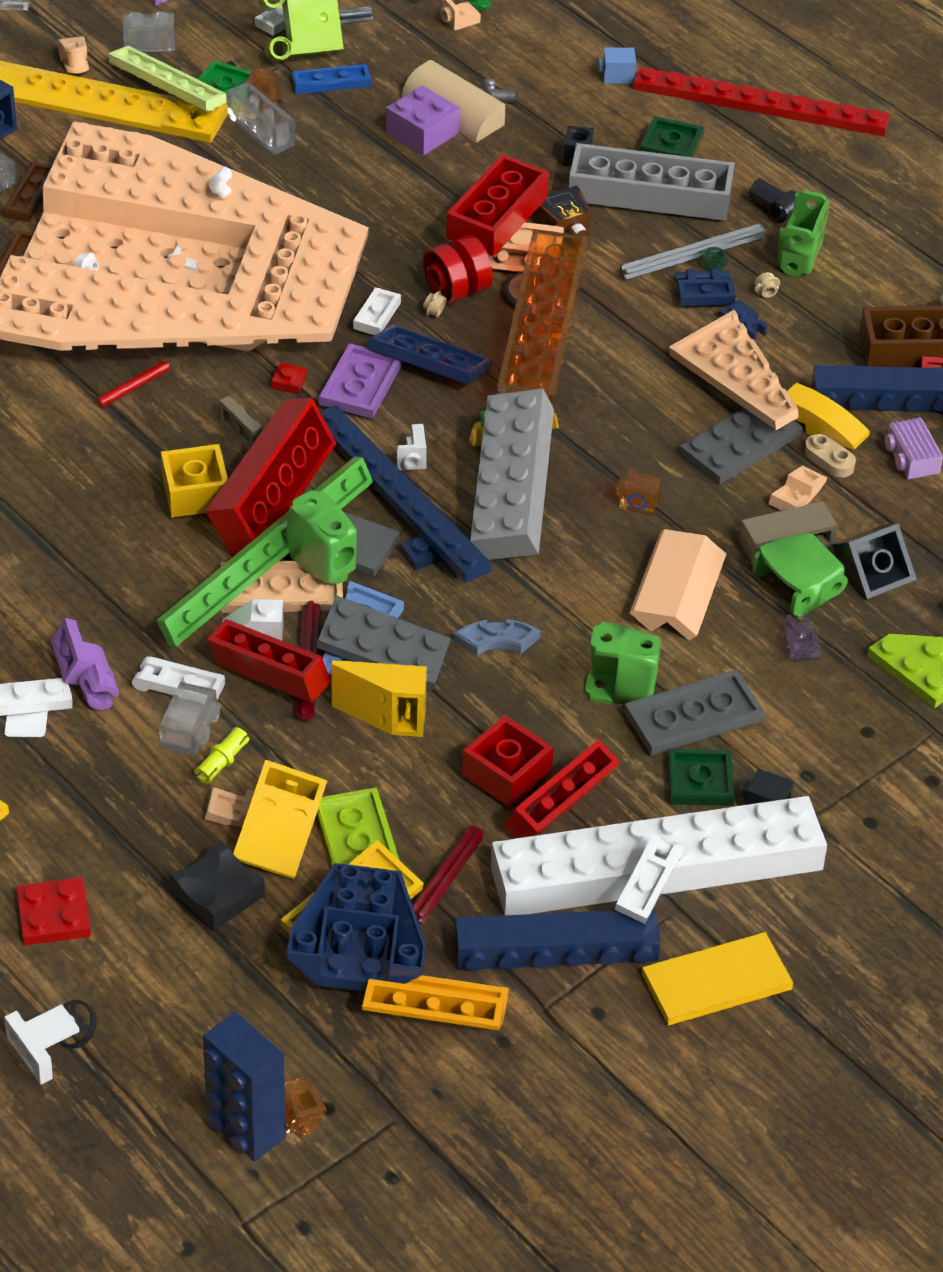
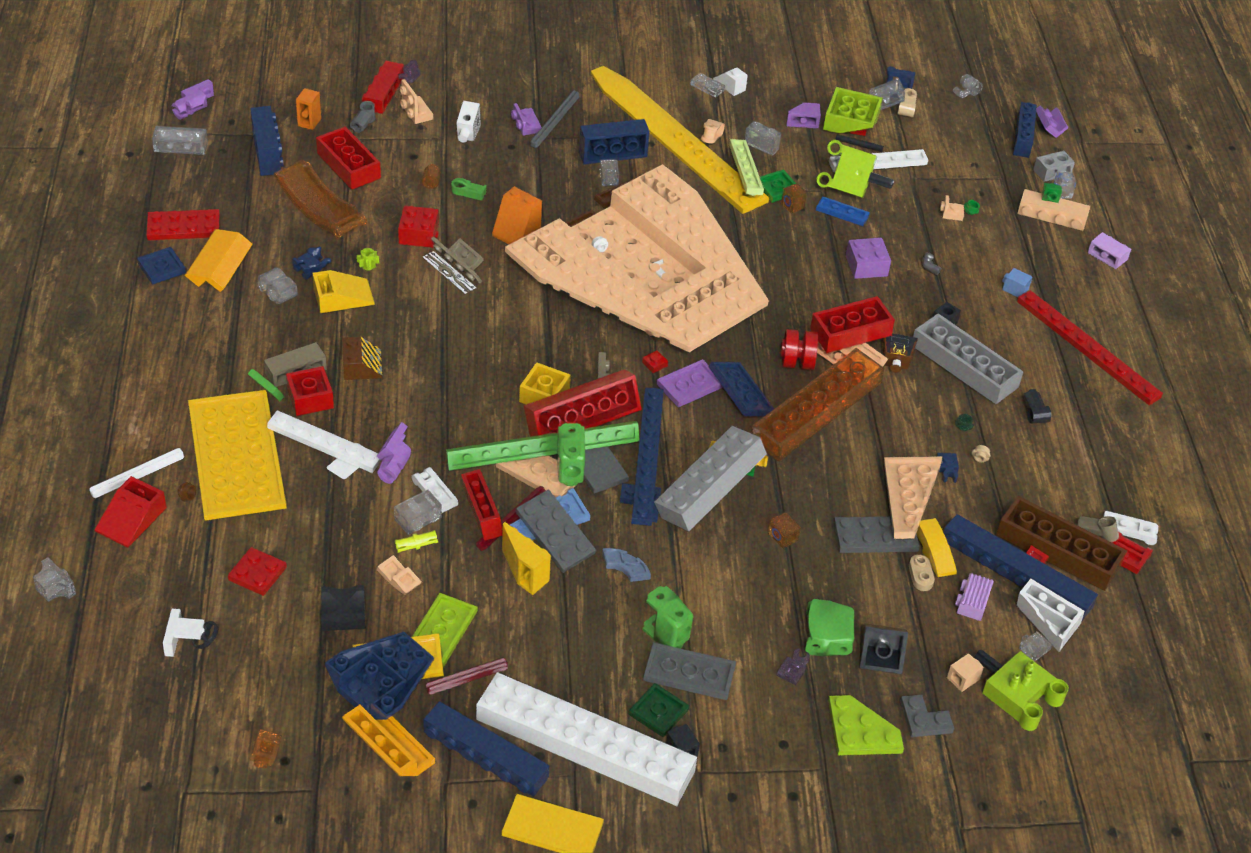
camera: 35 degrees right, 0 degrees up
(132, 384) = (570, 321): red bar -> none
(218, 182) = (706, 232): white arm -> none
(244, 1086) = (230, 717): dark blue brick -> none
(261, 118) = (776, 213): clear brick -> none
(262, 616) = (503, 483): white slope -> none
(279, 819) = (404, 592): yellow slope -> none
(377, 311) = (737, 350): white plate -> none
(414, 453) = (680, 438): white bracket -> none
(434, 304) = (773, 363): tan plate -> none
(479, 111) = (904, 266): tan brick -> none
(507, 761) = (555, 634): red brick -> none
(562, 792) = (566, 669): red brick -> none
(648, 879) = (555, 744): white plate -> none
(672, 137) = (1007, 341): dark green plate -> none
(678, 582) = (754, 593): light nougat slope -> none
(691, 251) = (955, 411): axle -> none
(705, 287) = (941, 435): dark blue plate -> none
(796, 243) = (1027, 437): bright green piece -> none
(799, 489) = (882, 582): light nougat slope -> none
(809, 518) = (863, 602): dark tan brick -> none

